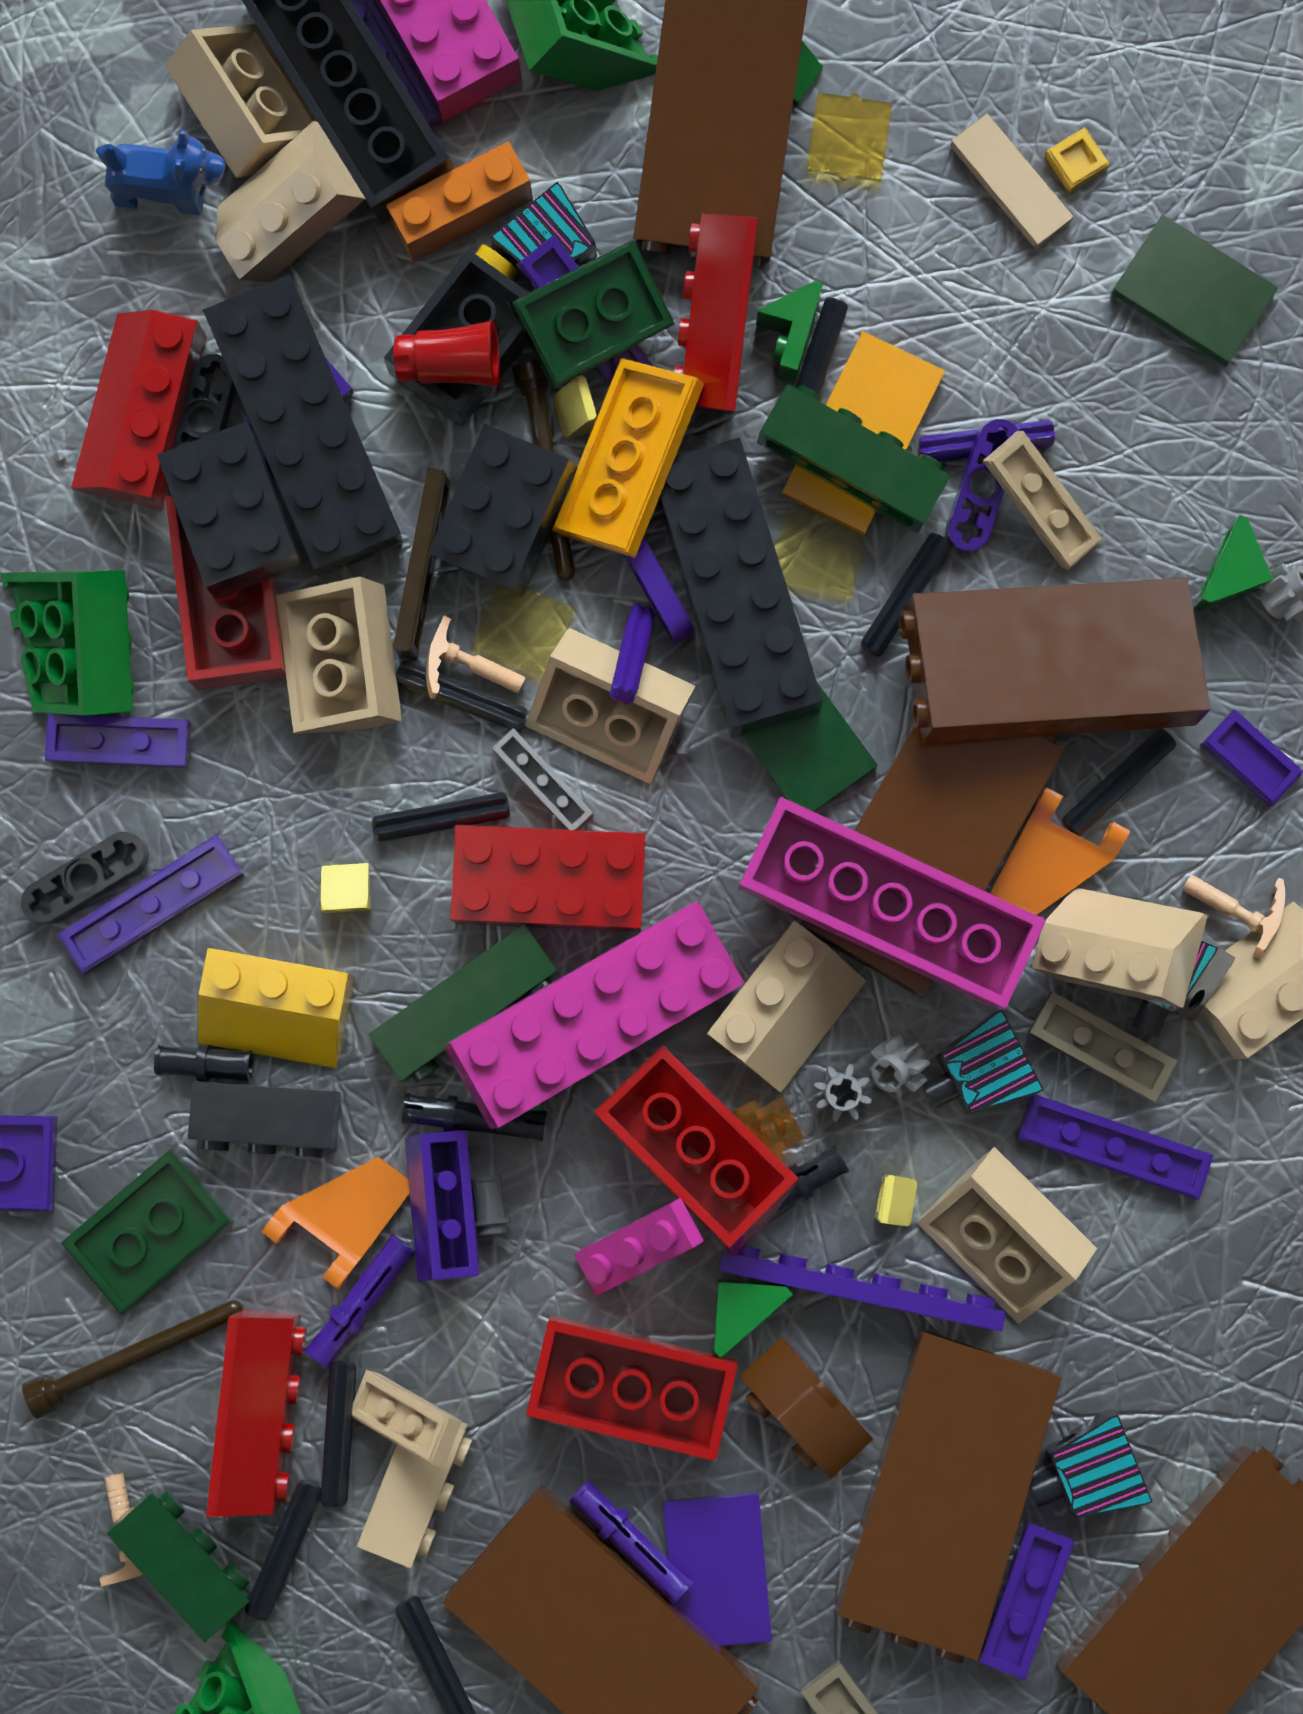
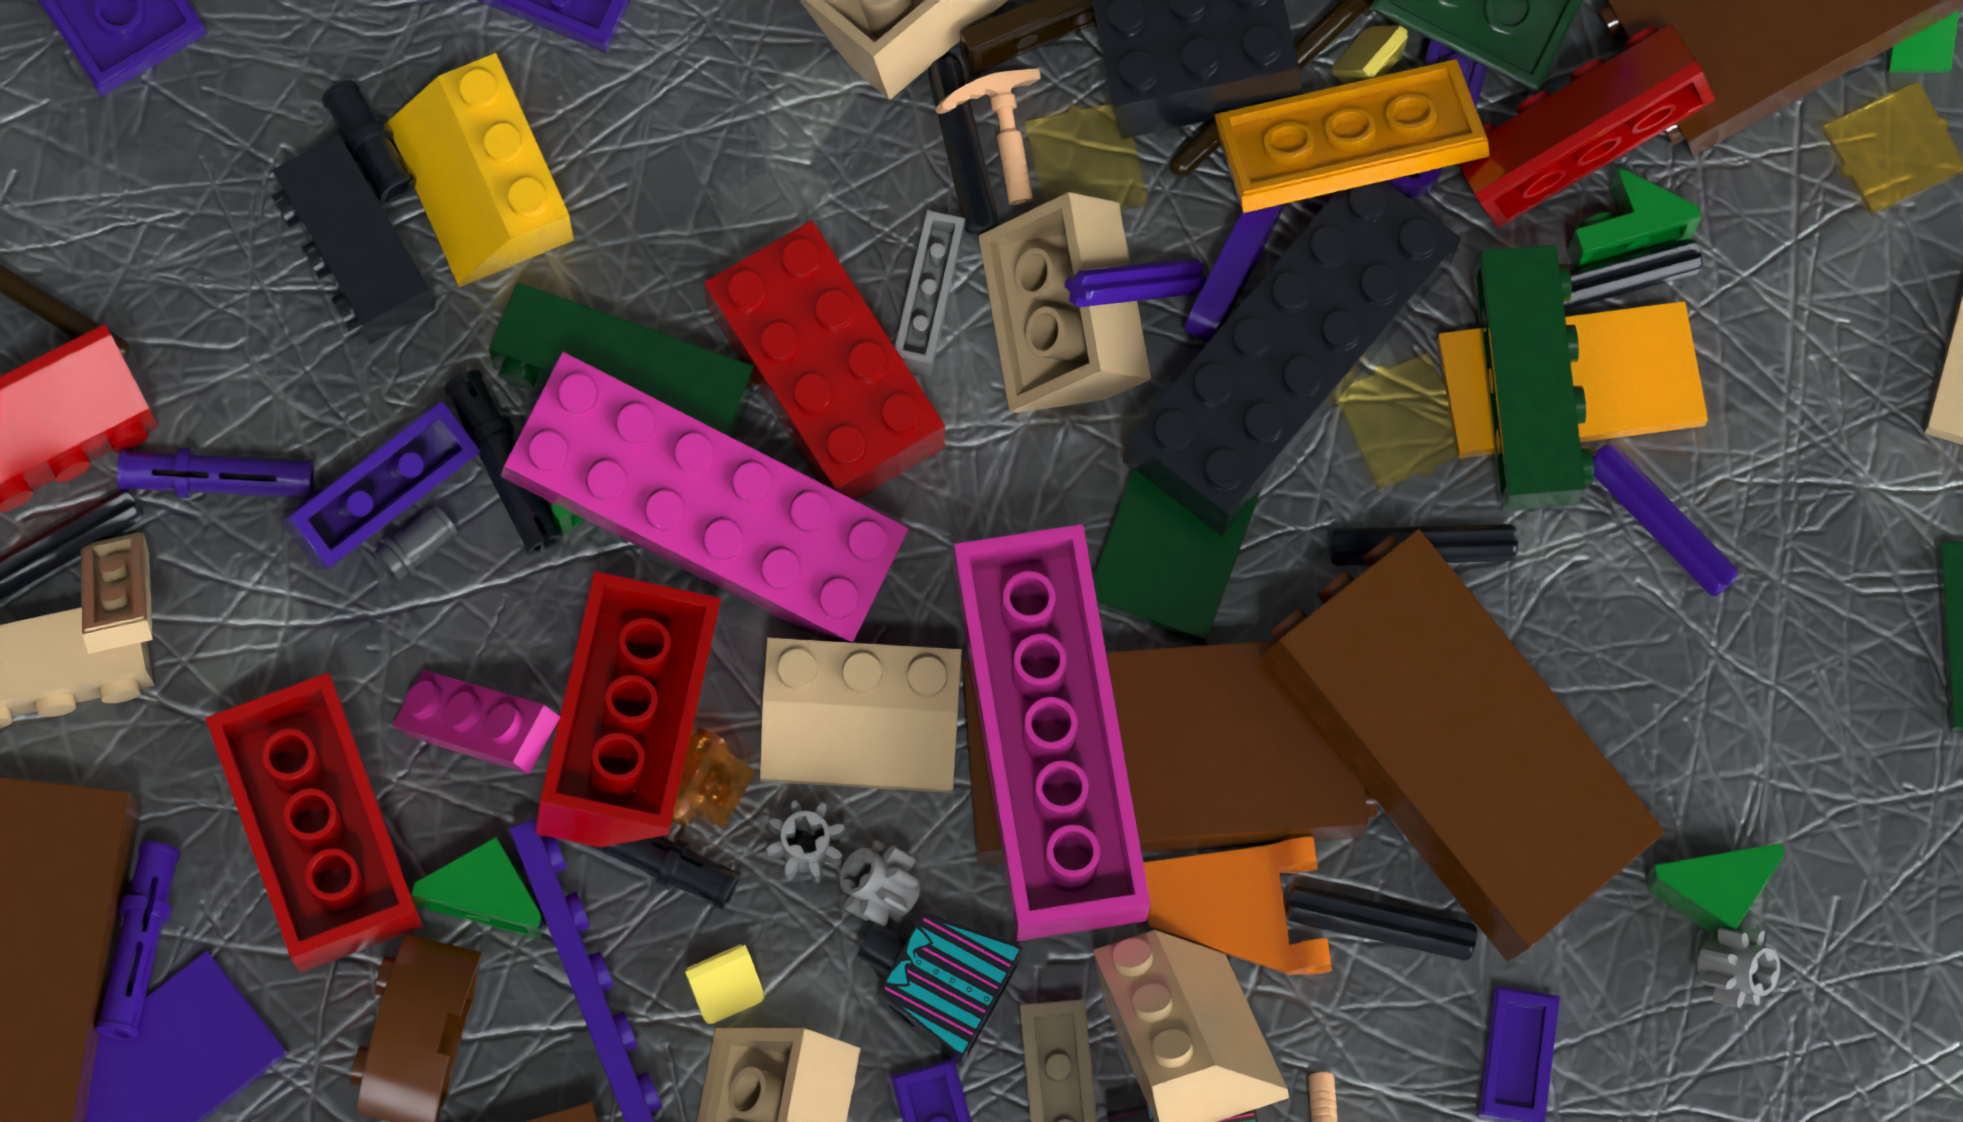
camera: 50 degrees right, 10 degrees down
(146, 1231) = (142, 205): dark green tile -> none
(345, 888) = (663, 164): light yellow slope -> none
(345, 1214) = (299, 397): orange flag -> none
(440, 816) = (808, 204): black axle -> none
(960, 514) = (1616, 517): dark purple beam -> none
(1042, 499) = (1638, 618): tan tile -> none

